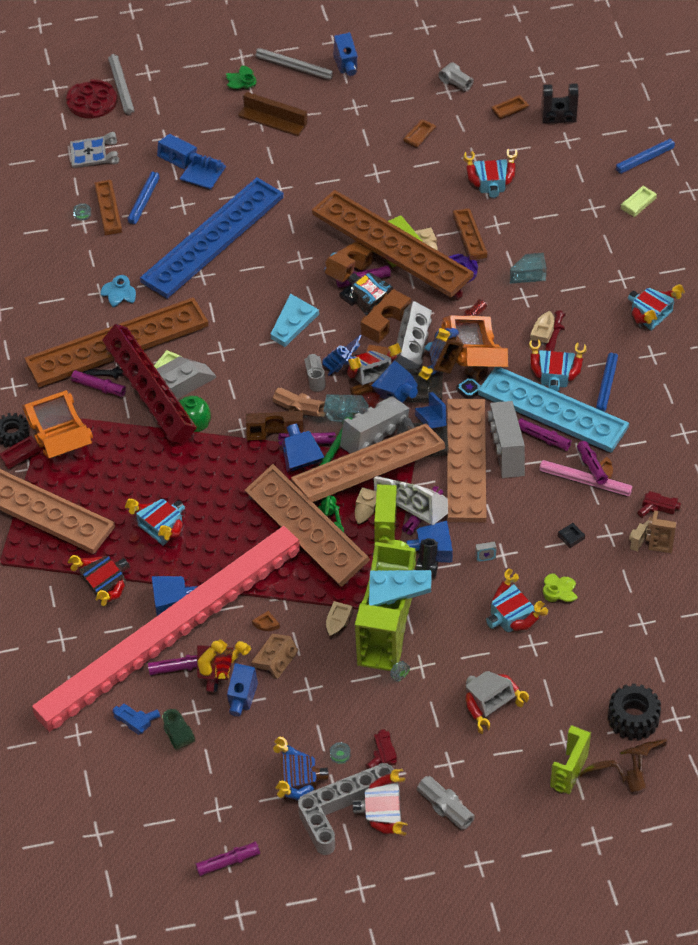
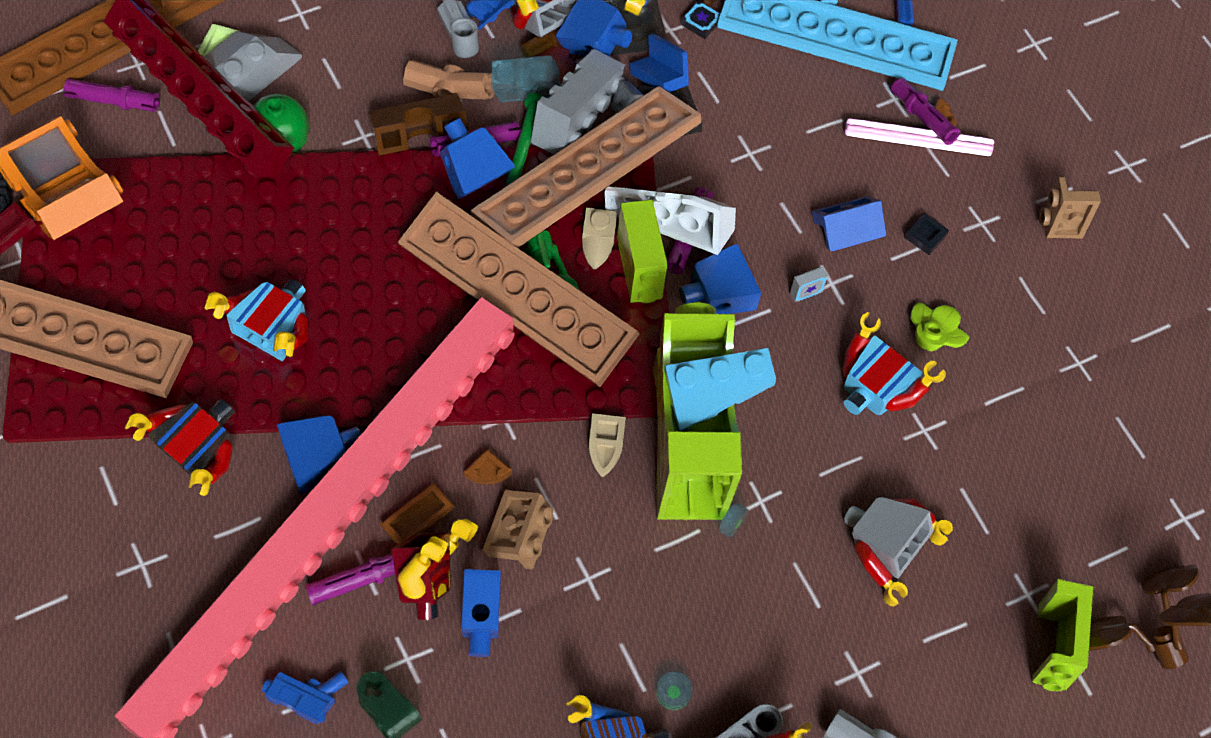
camera: 20 degrees left, 10 degrees up
(116, 372) = (136, 71): black sword -> none
(227, 634) = (417, 514): none -> dark orange tile
(385, 751) = (750, 676): dark red piece -> none
(428, 556) = (728, 300): black piece -> none
(466, 460) = (734, 138): nougat plate -> none
(507, 438) = (788, 92): light grey wedge -> none
(524, 521) = (851, 222): none -> panel
(550, 437) = (835, 76): magenta pin -> none
(634, 725) = (1141, 505): black tyre -> none
(638, 536) = (1030, 220): tan plate -> none
(656, 502) = (1037, 160): dark red piece -> none

